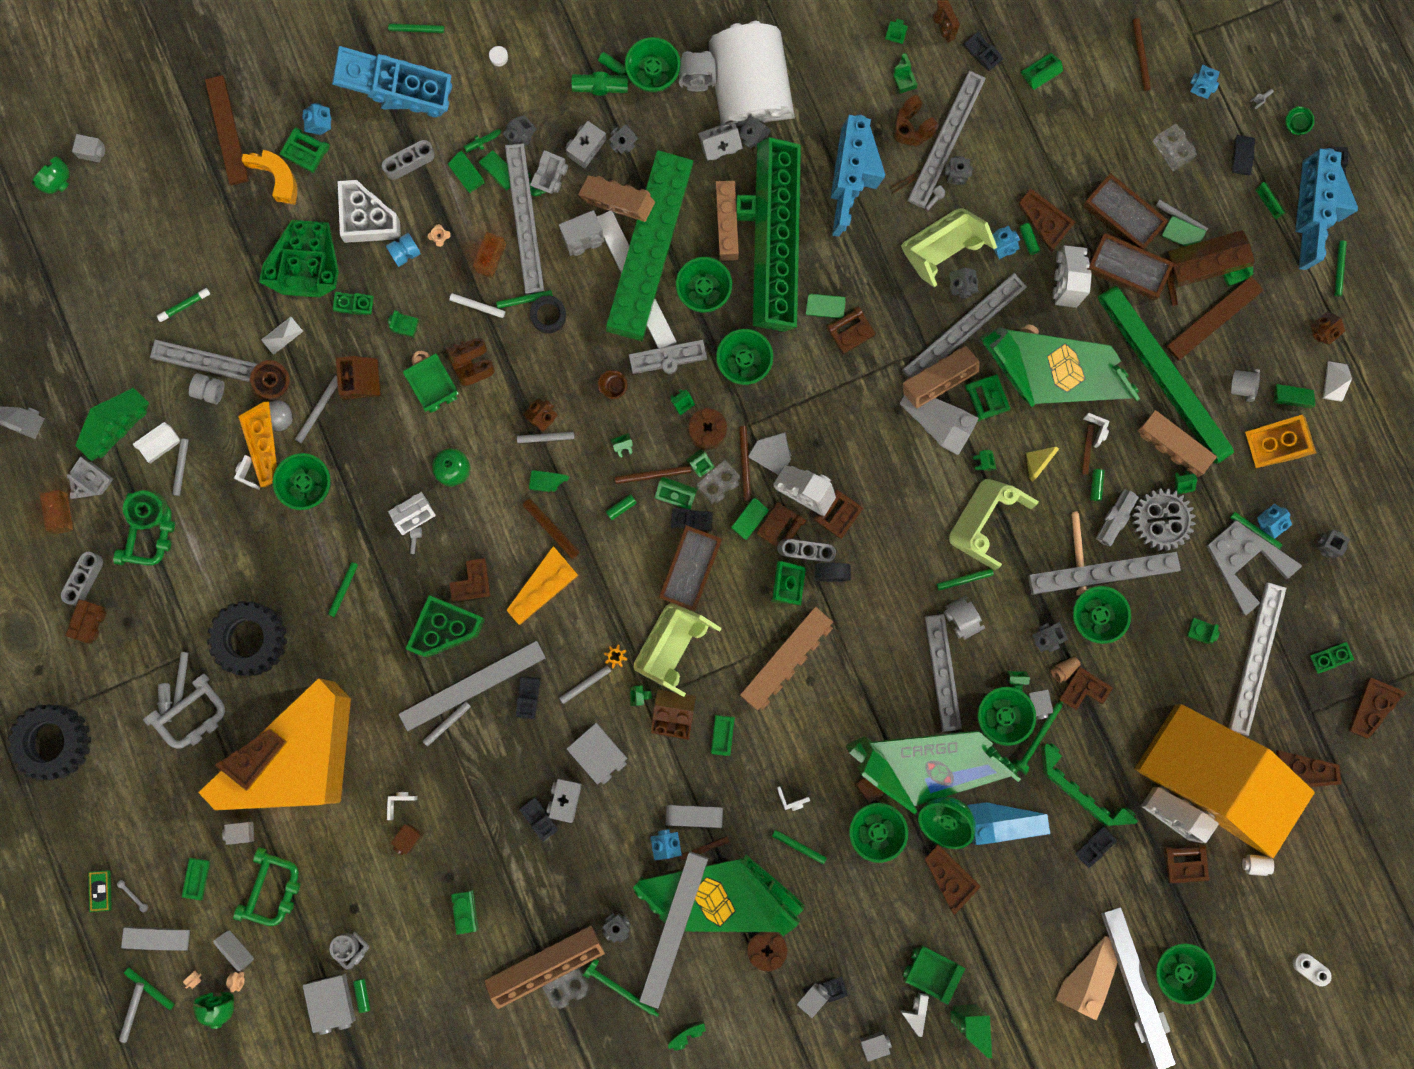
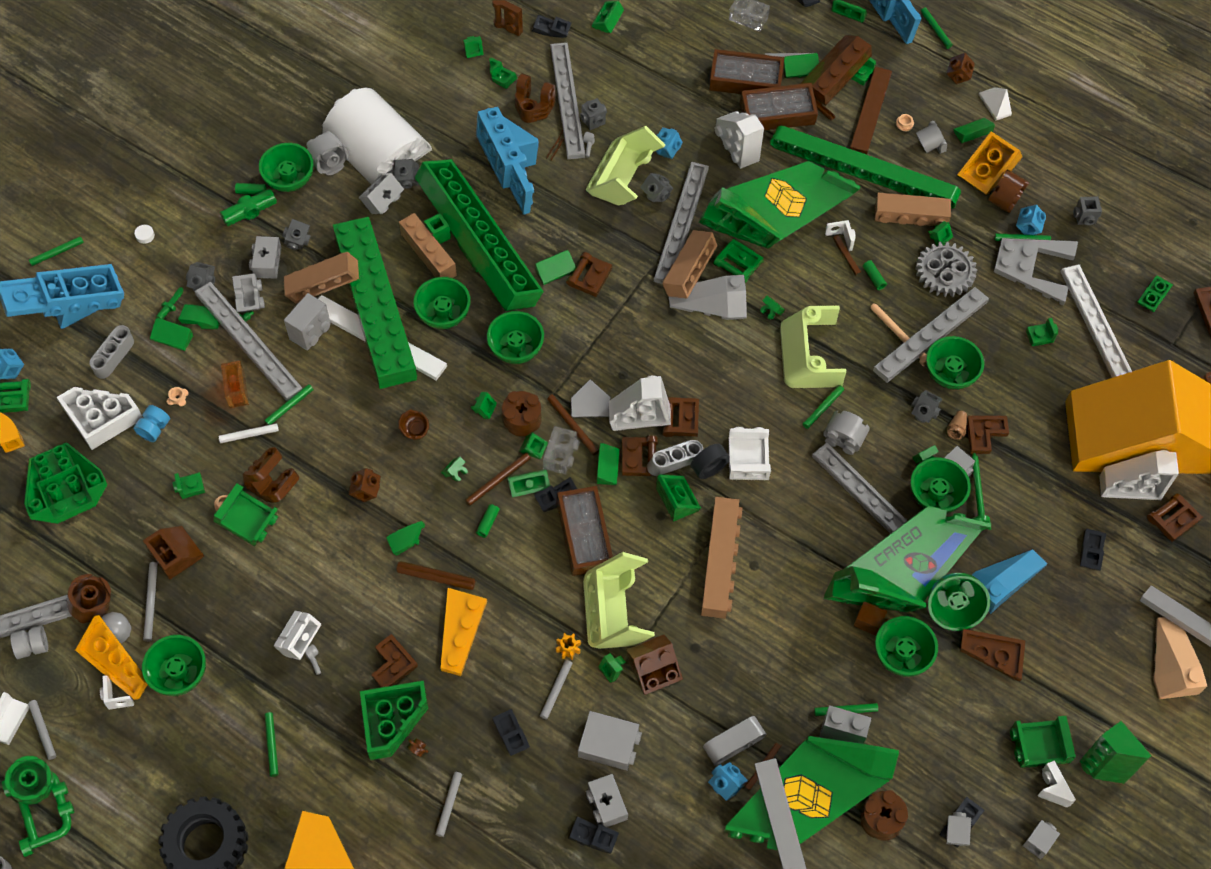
camera: 30 degrees left, 20 degrees down
(282, 335) = (77, 558): white slope -> none
(353, 303) = (131, 495): green slope -> none
(449, 664) = (417, 747): none -> reddish brown plate
(453, 474) = (309, 577): green cylinder -> none
(472, 686) = (450, 756): light grey tile -> none
(545, 437) = (380, 504): light grey bar -> none
(548, 300) = (313, 391): black tyre -> none
(668, 357) = (447, 379): light grey hinge -> none
(722, 735) = (710, 657): green tile -> none
(781, 866) = (845, 726): none -> light grey brick
(794, 805) = (806, 678): white bracket -> none
(872, 583) = (749, 454): none -> white panel
(1029, 239) = (685, 132): green hinge -> none
(1038, 460) = (814, 283): light yellow slope -> none
(1045, 218) = (687, 111): reddish brown wing -> none
(1049, 758) = (999, 501): green slope -> none
(1117, 517) = (909, 289): light grey piece -> none
(1235, 351) = (905, 122): none -> light nougat plate
(1275, 480) = (1008, 191): none -> reddish brown brick

